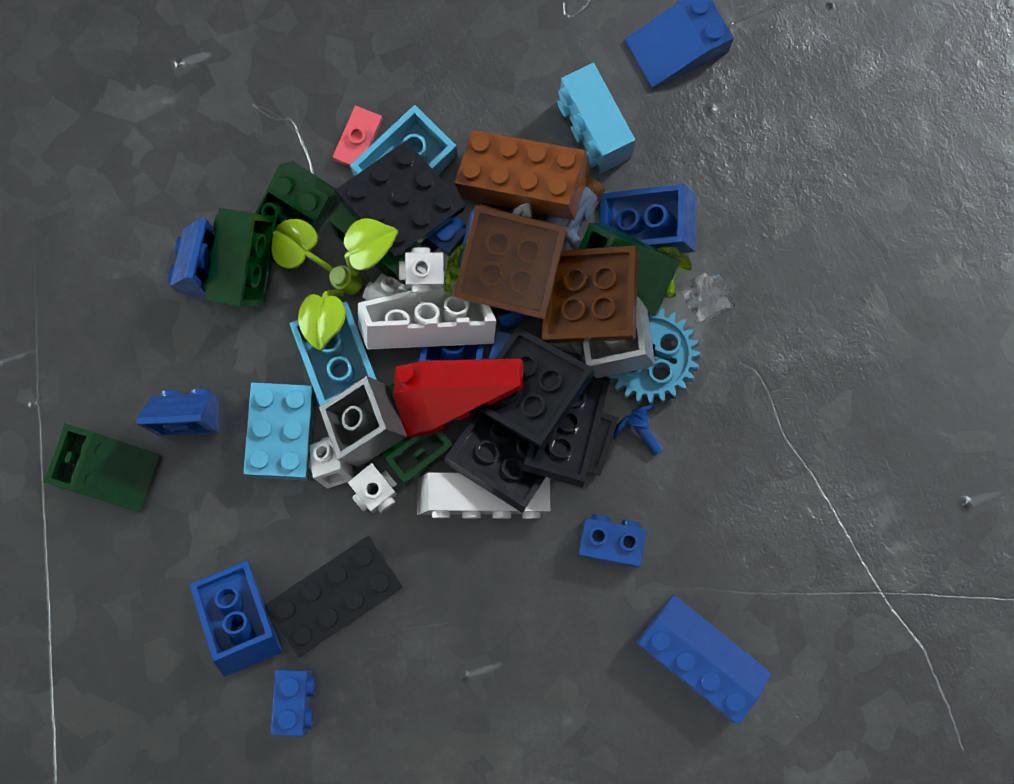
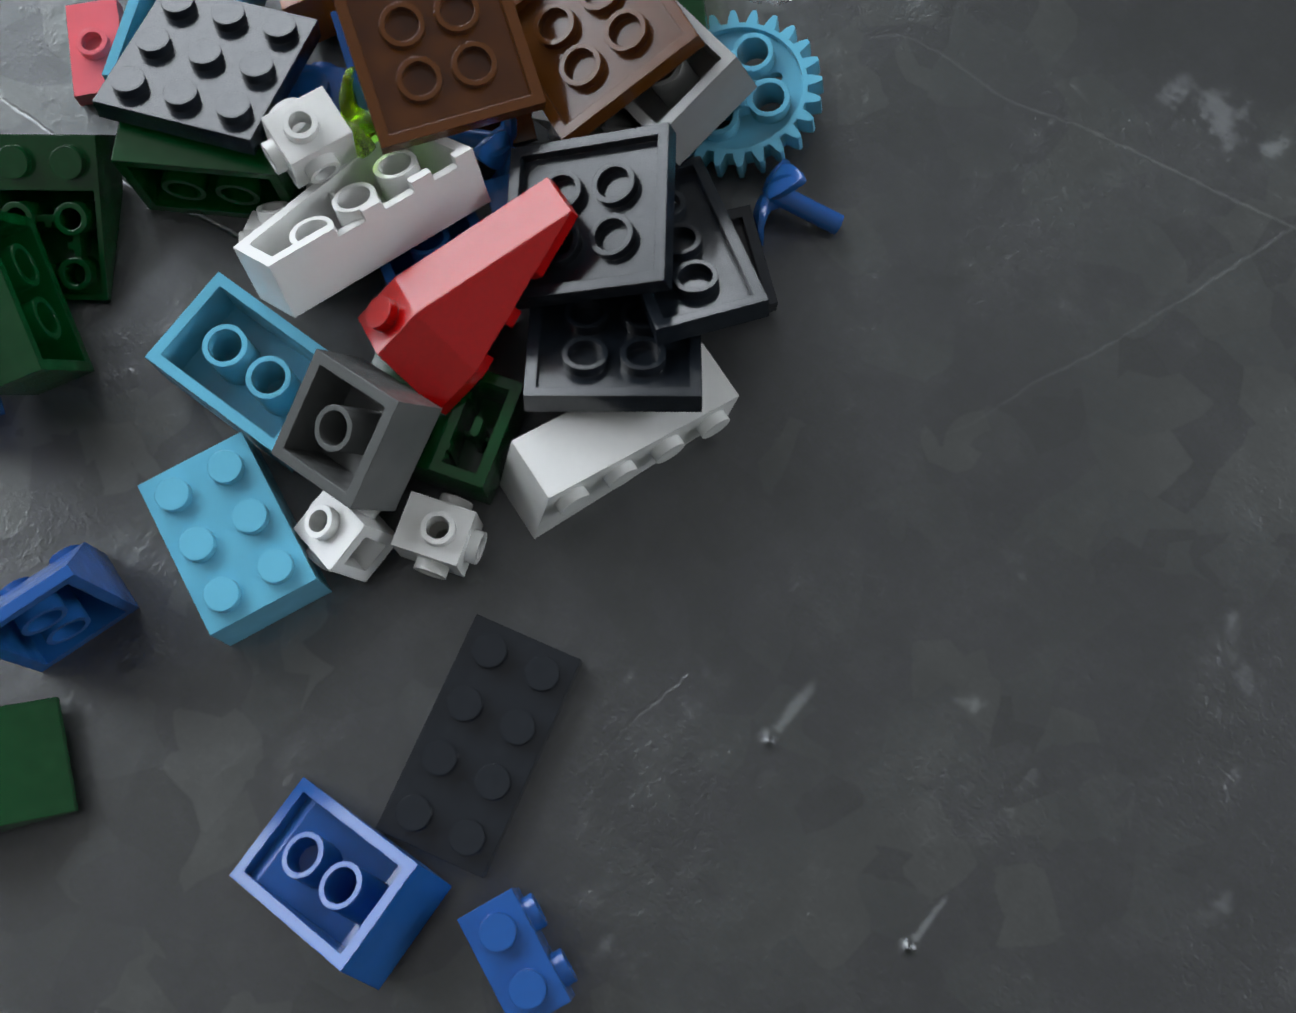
camera: 30 degrees left, 5 degrees down
(366, 245) = (194, 309): lime plant -> none
(612, 541) = (861, 389): blue brick -> none
(705, 659) = (1118, 481): blue slope -> none

